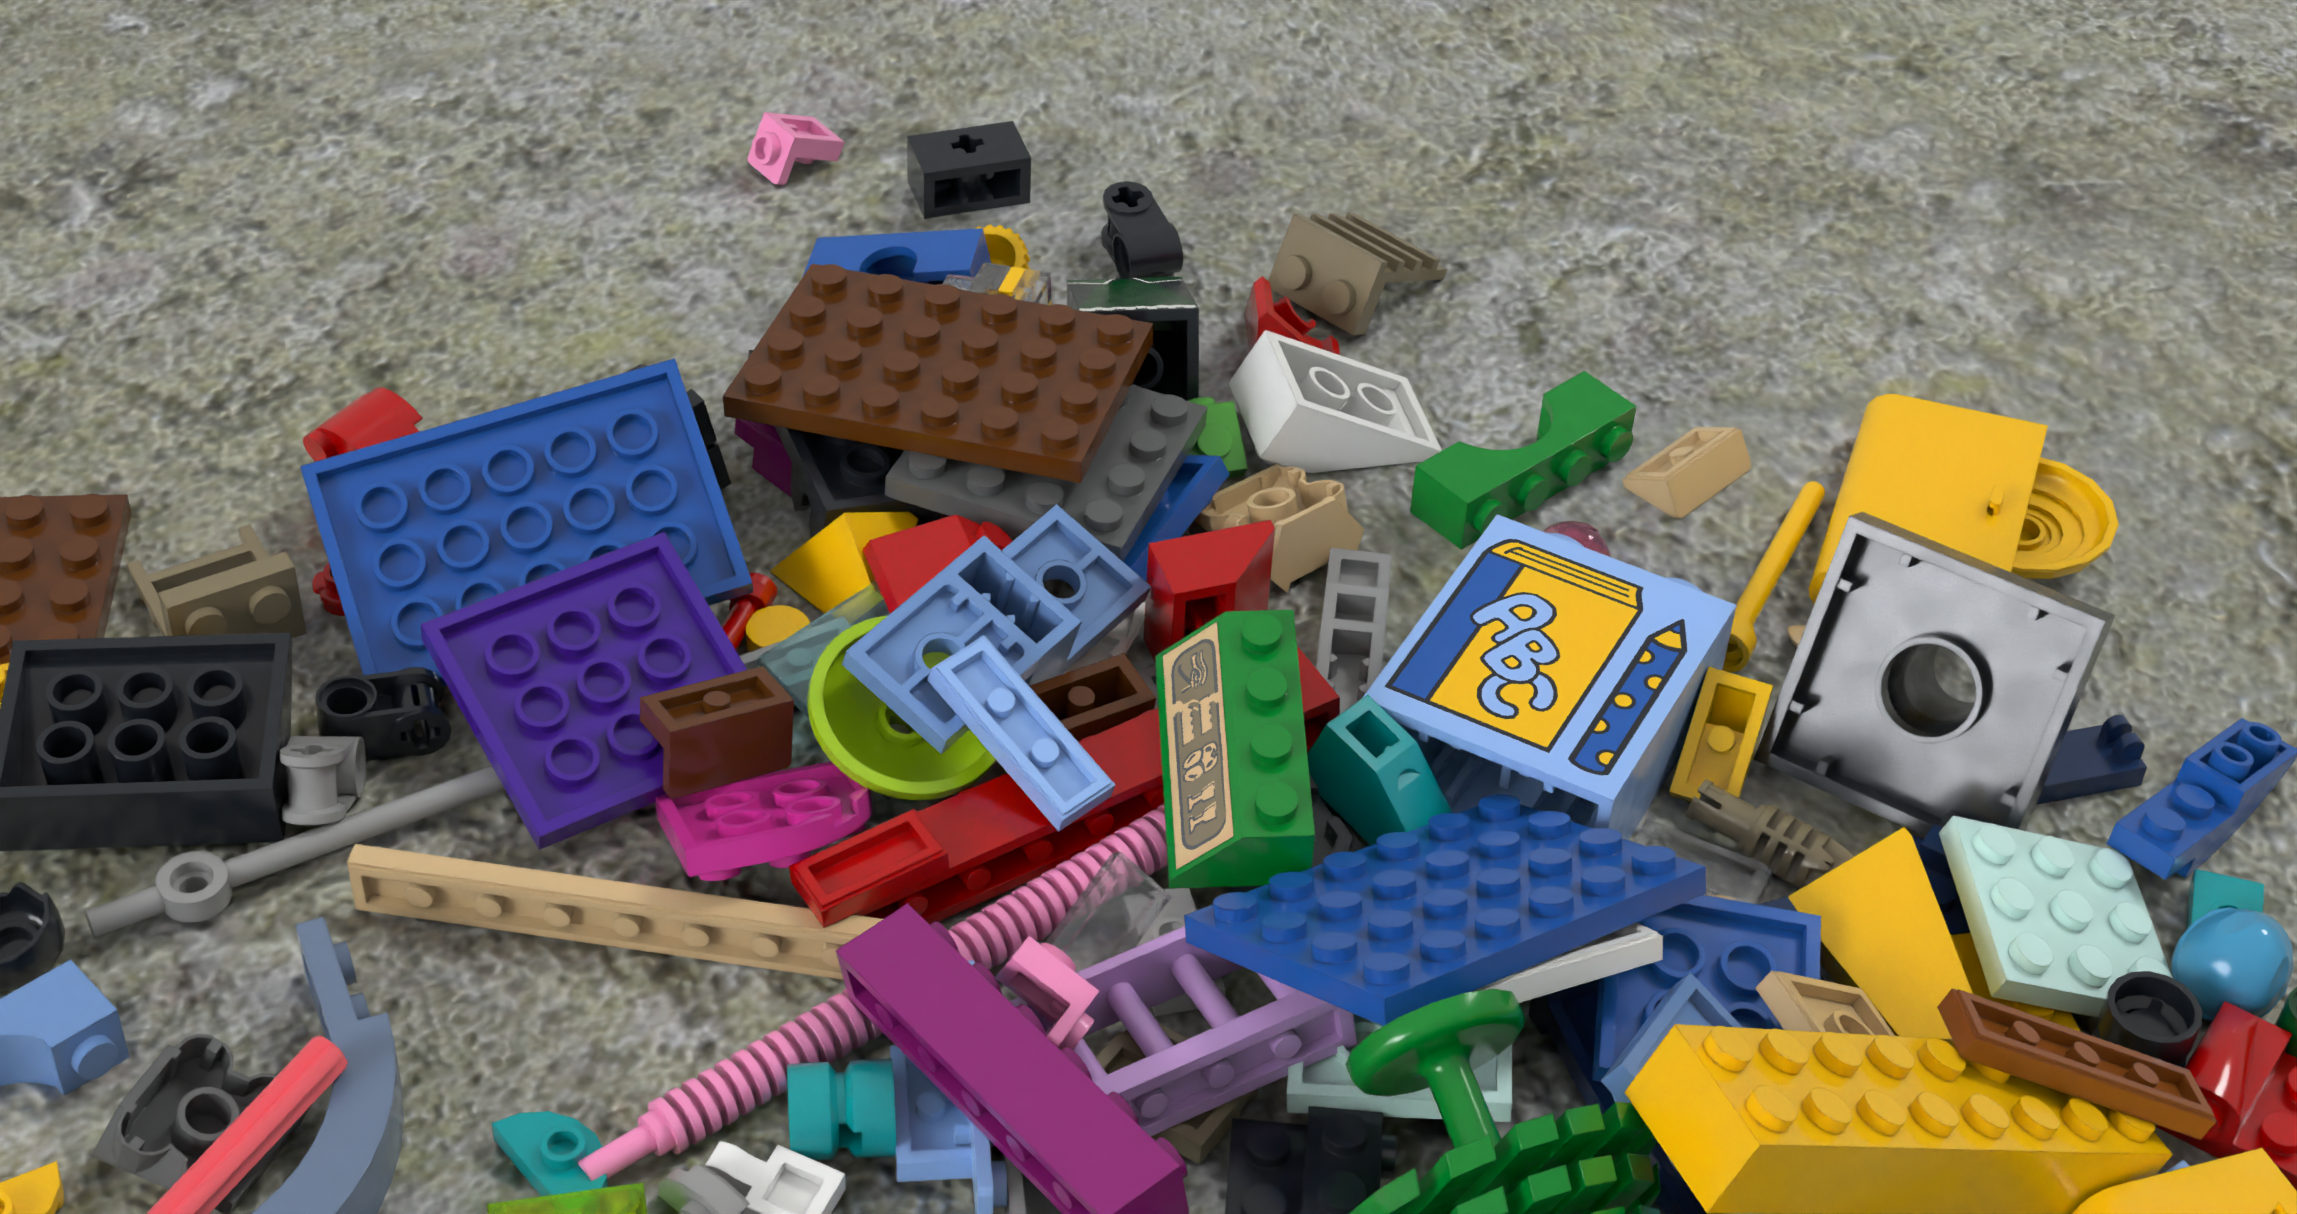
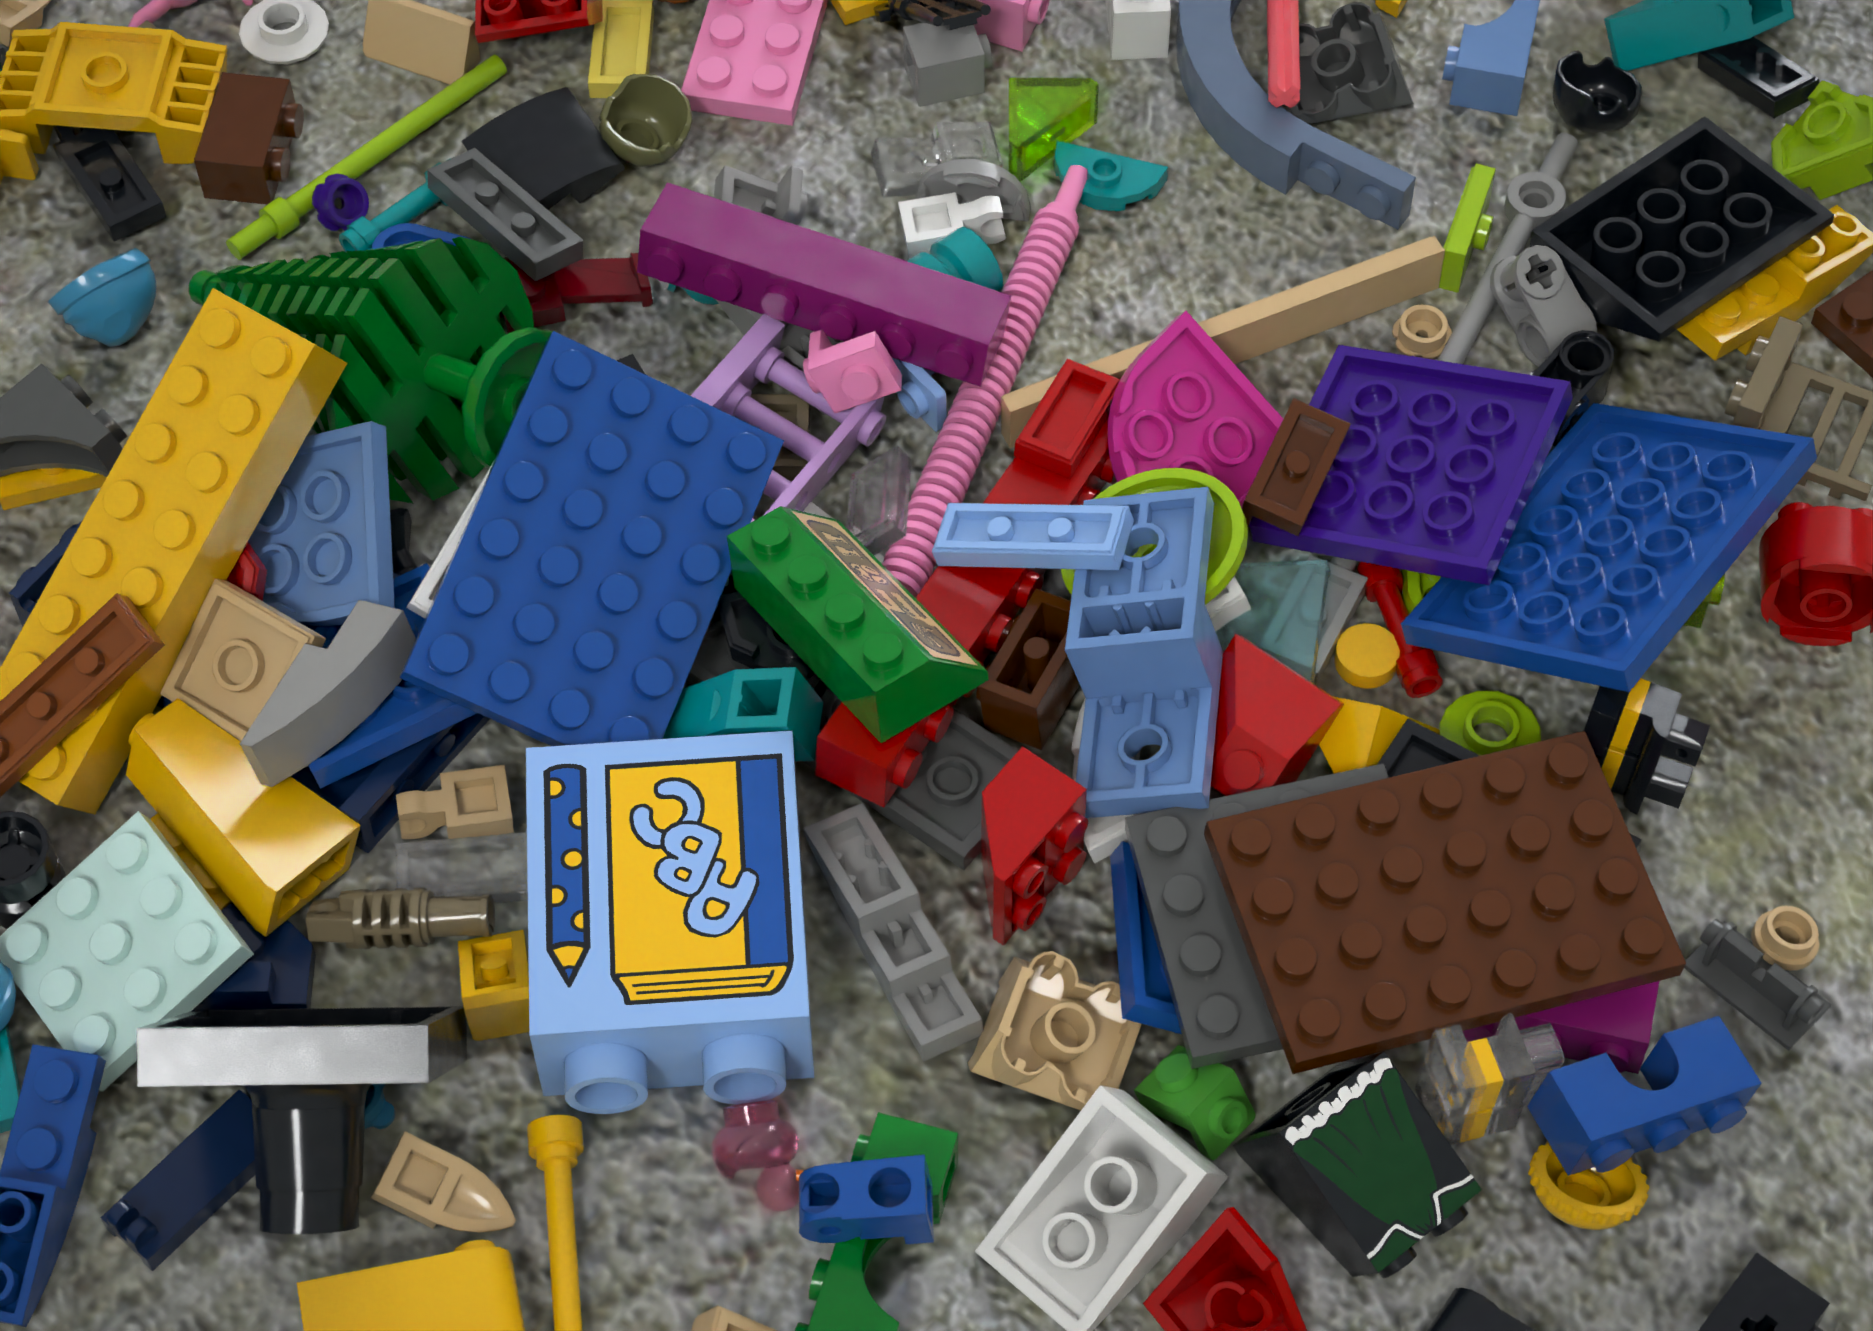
camera: 150 degrees right, 15 degrees up
(285, 892) = (1469, 227): none -> lime plate
(439, 832) = (1425, 322): none -> tan plate
(685, 324) = (1786, 937): none -> tan plate
(733, 311) = (1755, 988): none -> dark grey hinge
(769, 540) = (1493, 708): none -> lime piece
(1524, 430) = (867, 1201): none -> blue leg
(1774, 933) = (329, 692): none -> light grey slope

